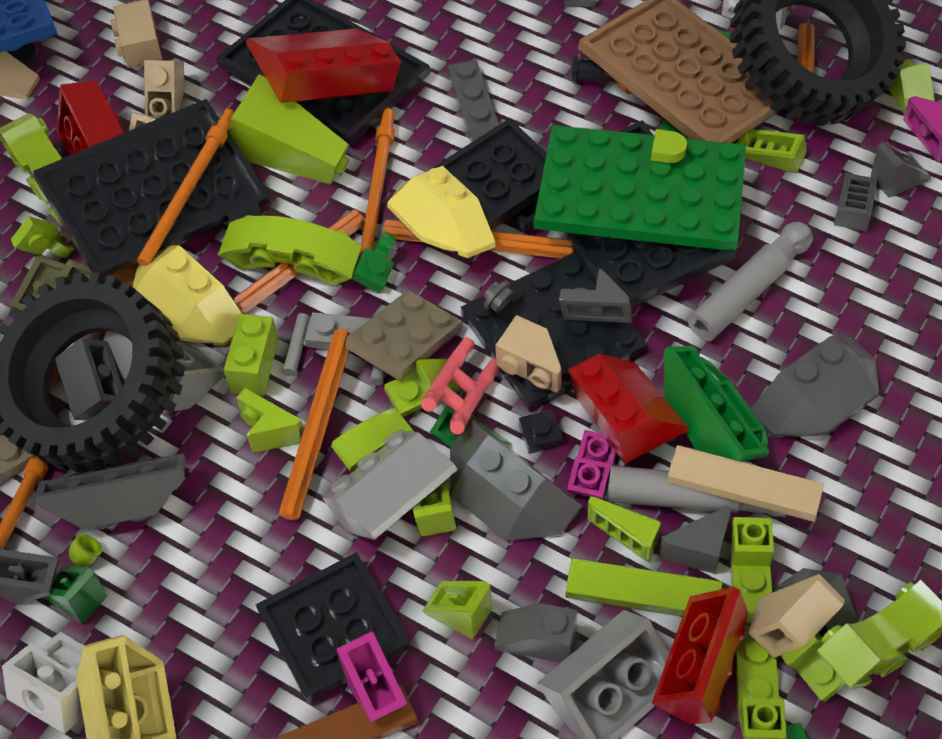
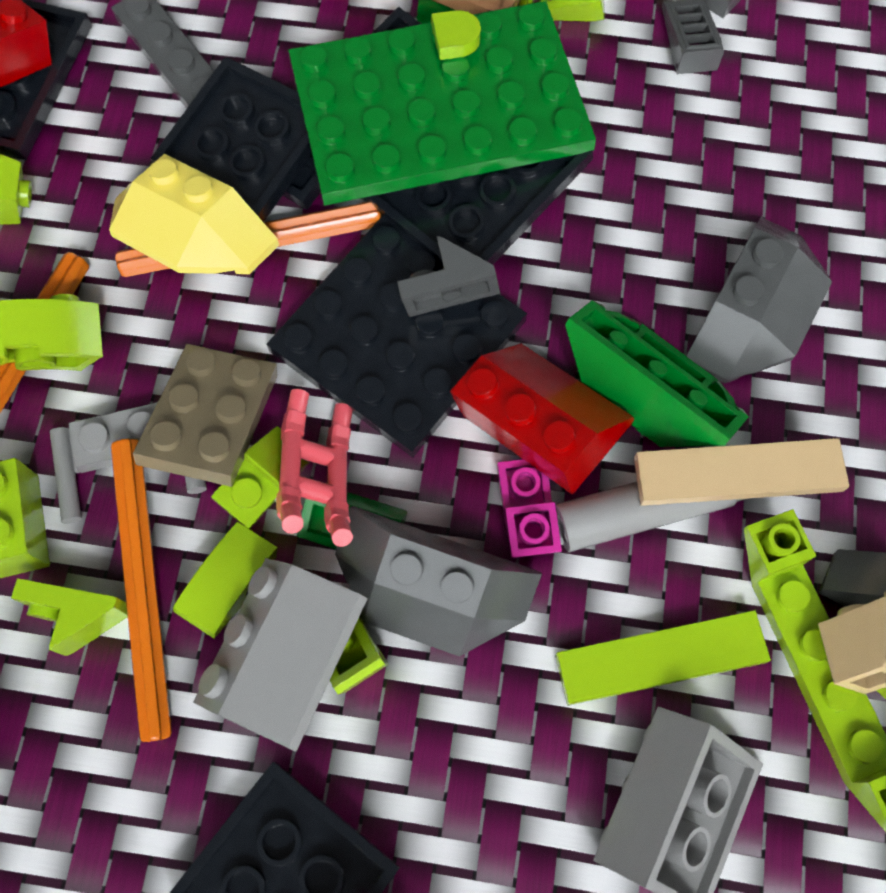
camera: 25 degrees left, 15 degrees up
(373, 266) = (124, 326): green plate -> none
(384, 139) = (68, 136): orange bar -> none
(461, 605) = (438, 781): lime slope -> none
(498, 296) = (313, 316): dark grey plate -> none
(529, 353) = (390, 384): tan slope -> none
(538, 632) = (559, 780): dark grey slope -> none
(540, 431) = (441, 482): black plate -> none
(627, 527) = (621, 584): lime slope -> none
(698, 543) = (712, 568): dark grey slope -> none
(702, 656) = (791, 744): red slope -> none
(749, 281) = (615, 186): light grey piece -> none

